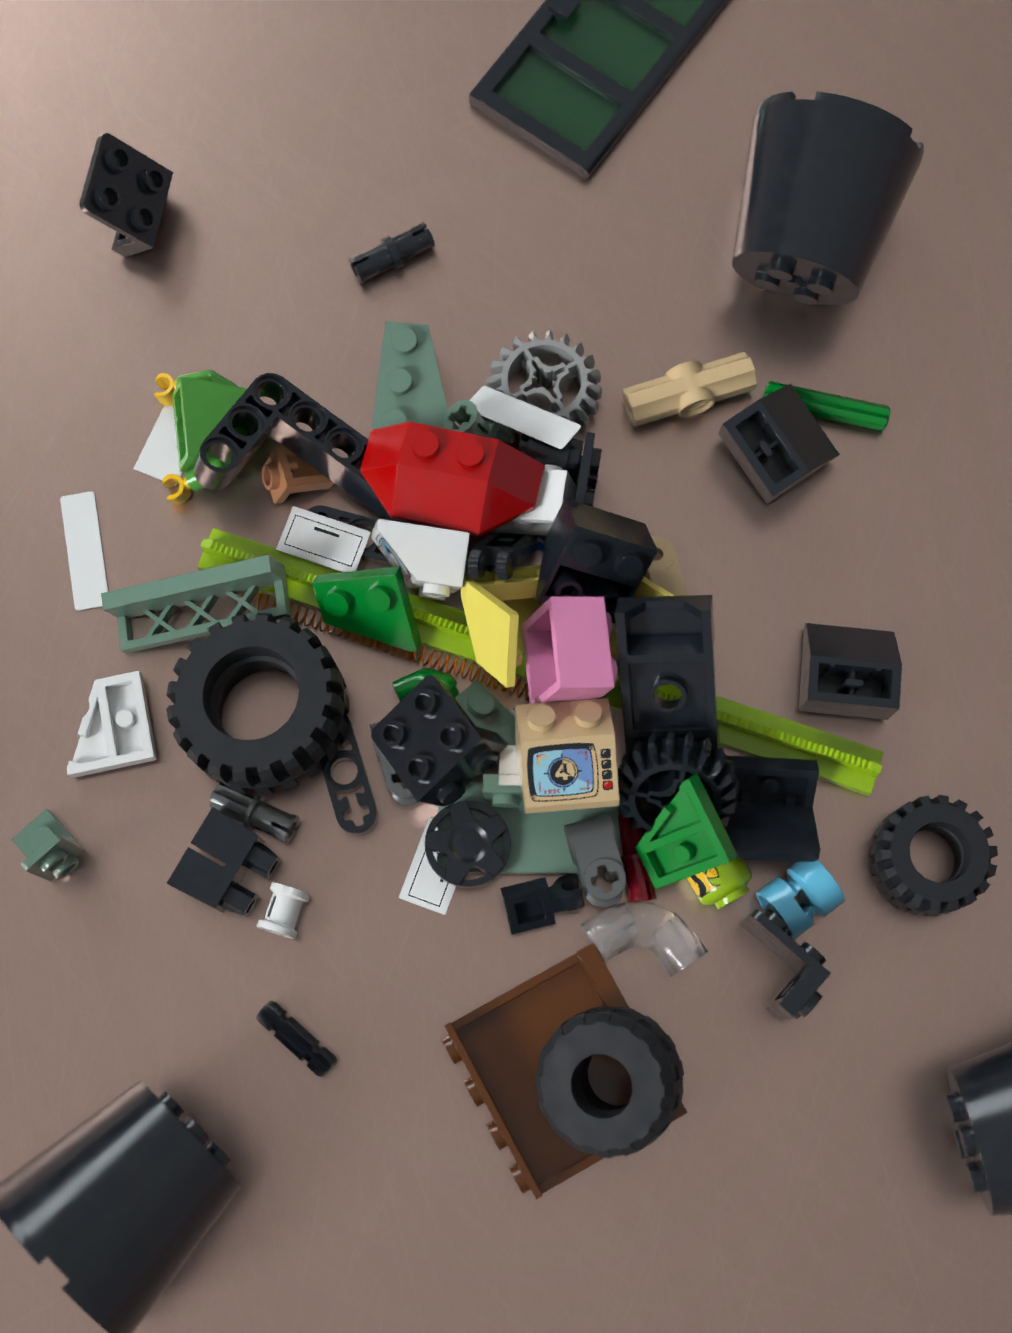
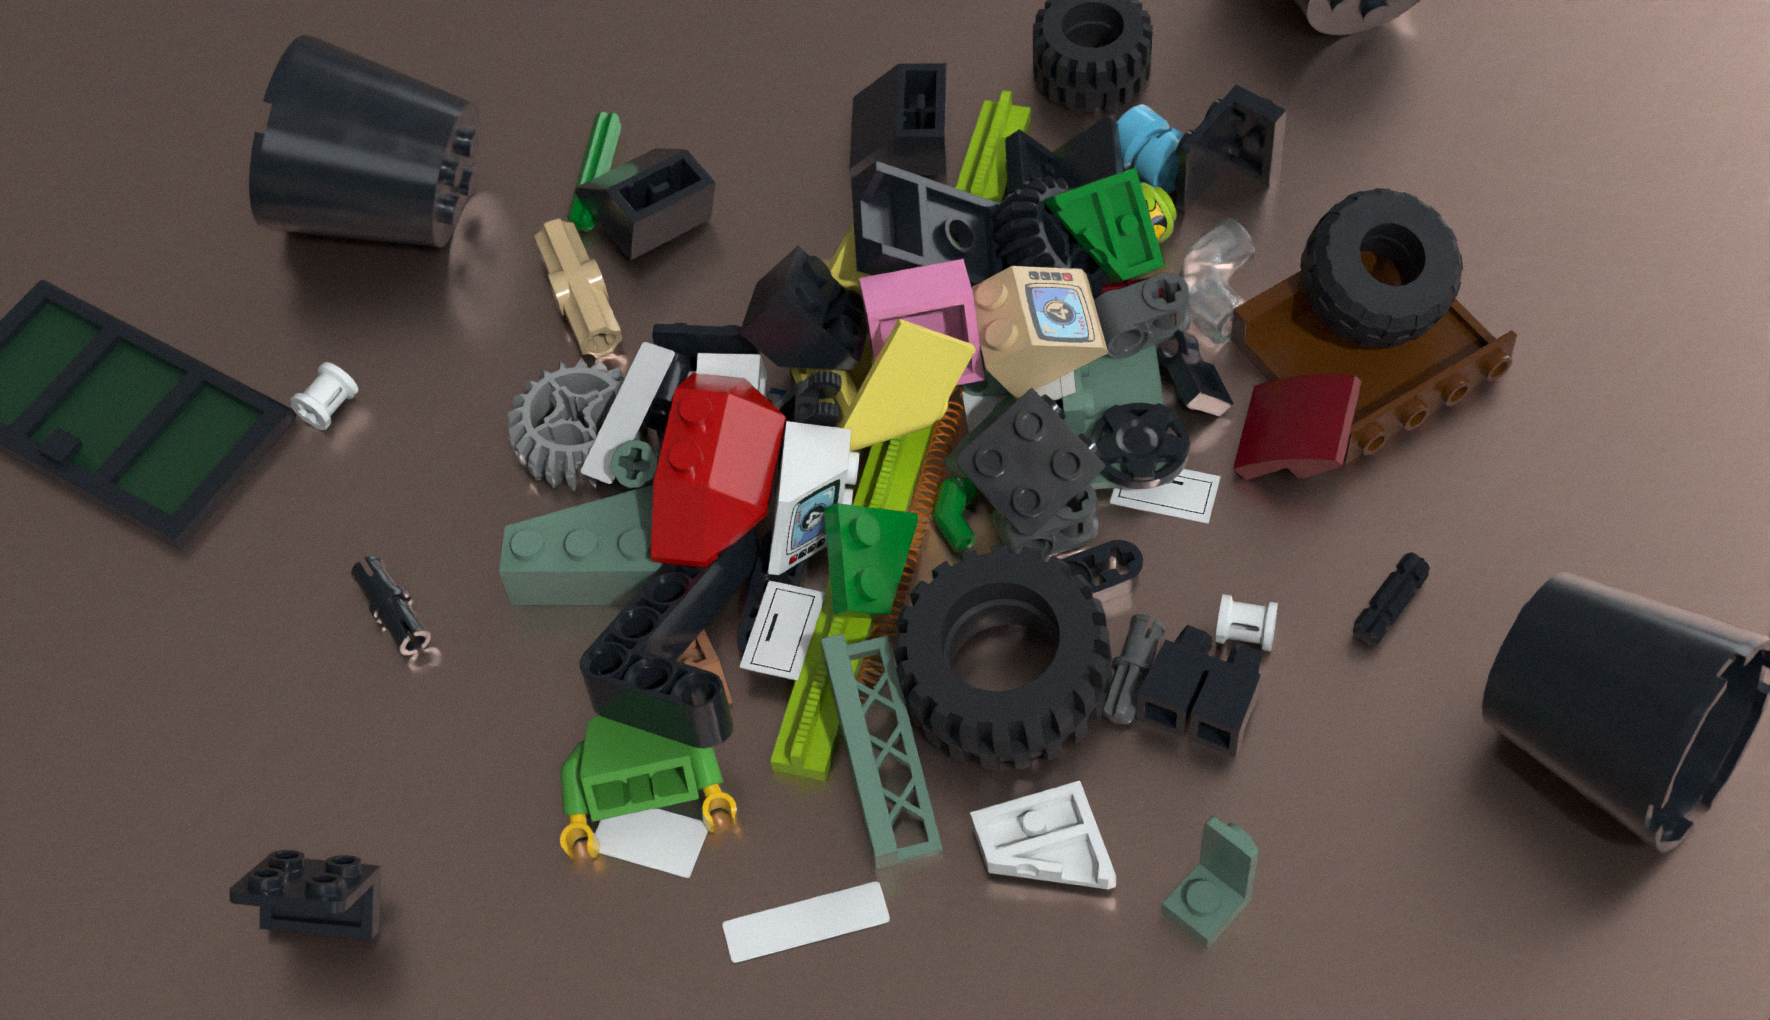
camera: 90 degrees left, 20 degrees down
(468, 983) = (1298, 425): none -> dark red slope
(595, 194) = (324, 395): none -> white bush

